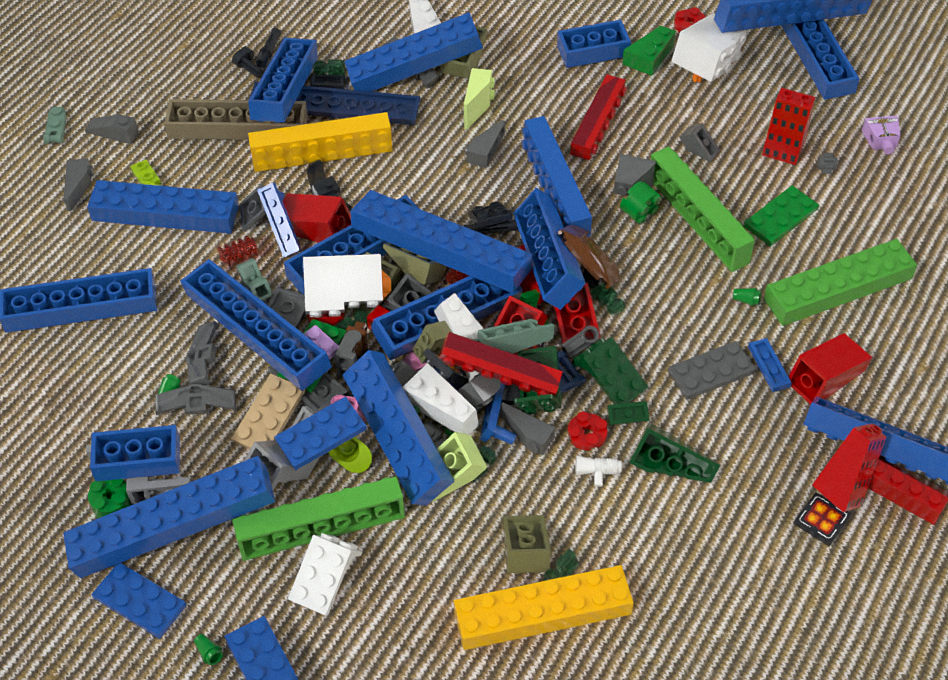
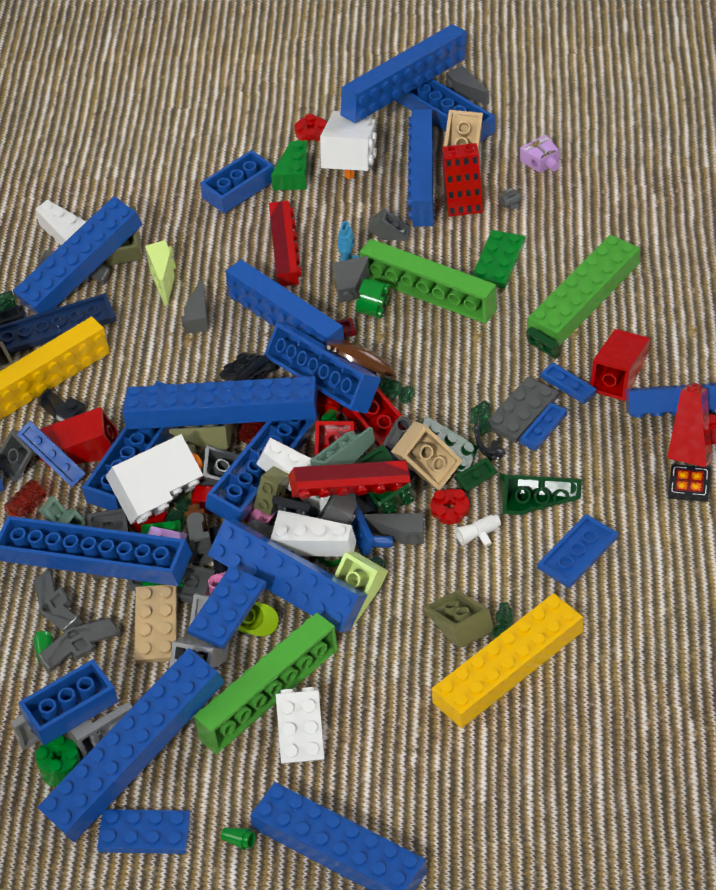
camera: 25 degrees left, 5 degrees down
(588, 375) = (427, 455): none -> tan slope
(601, 219) = (348, 327): none -> dark red plate
(644, 140) = (346, 242): none -> dark azure piece
(658, 399) = (492, 453): none -> black piece
(668, 357) = (480, 414): none -> clear green plate
(674, 533) = (577, 551): none -> blue plate
(719, 396) = (543, 426): none -> blue plate
(747, 295) = (513, 336): green cone -> none
(761, 99) = (420, 168): none -> blue brick
(768, 310) = (542, 342): none -> dark green plate
(820, 81) = (463, 128): none -> tan slope
(854, 38) = (466, 85): none -> dark grey slope

